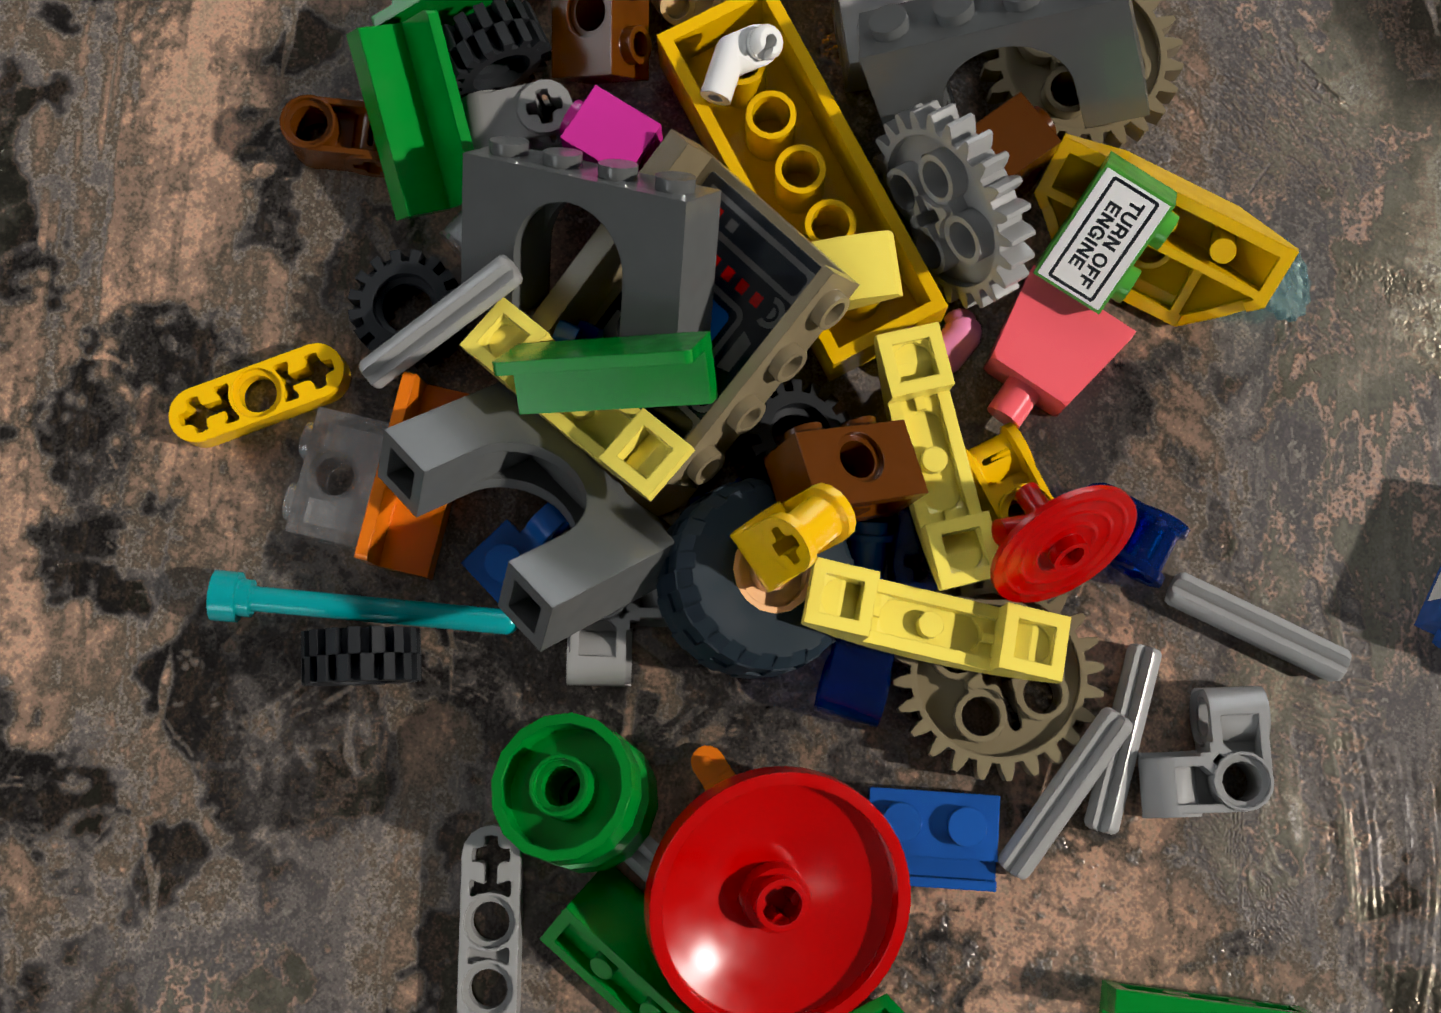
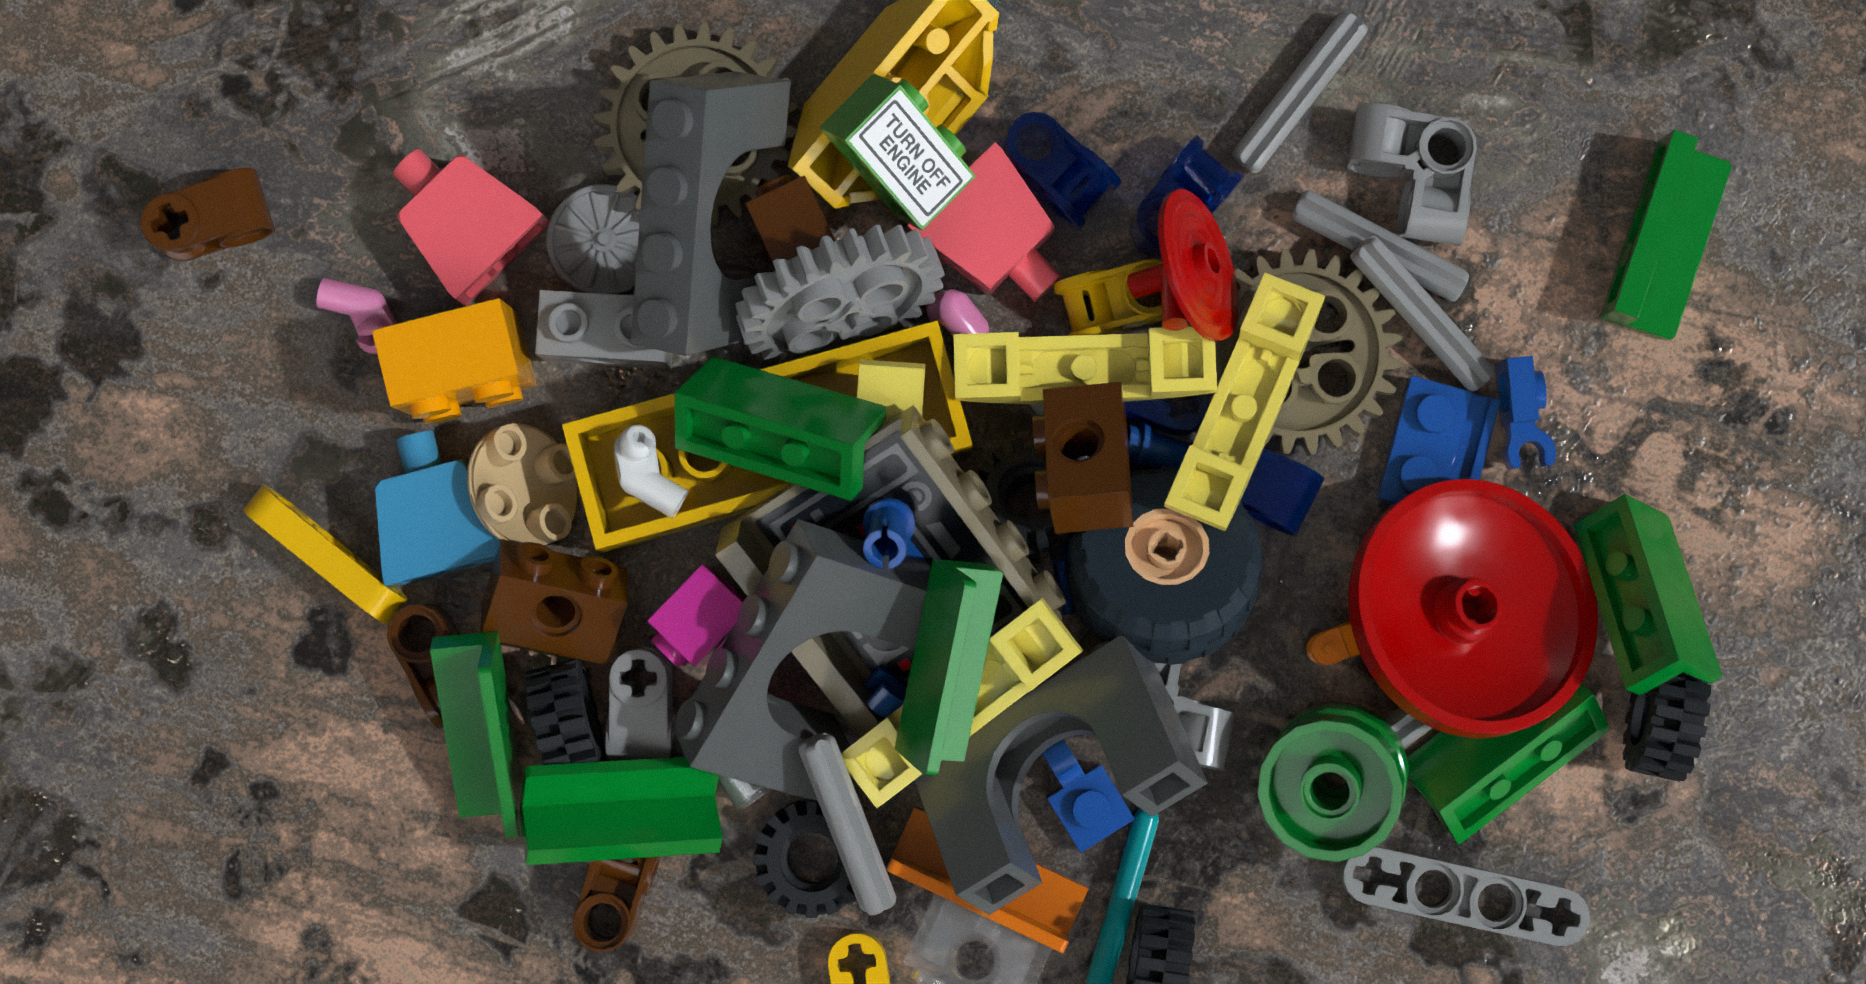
camera: 80 degrees left, 5 degrees up
(733, 288) = (890, 540): none -> blue pin
(792, 533) = (1146, 522): yellow piece -> none
(809, 162) = (776, 426): none -> green panel
(1005, 911) = (1521, 395): none -> blue plate
(1118, 411) = (1061, 170): none -> clear blue piece

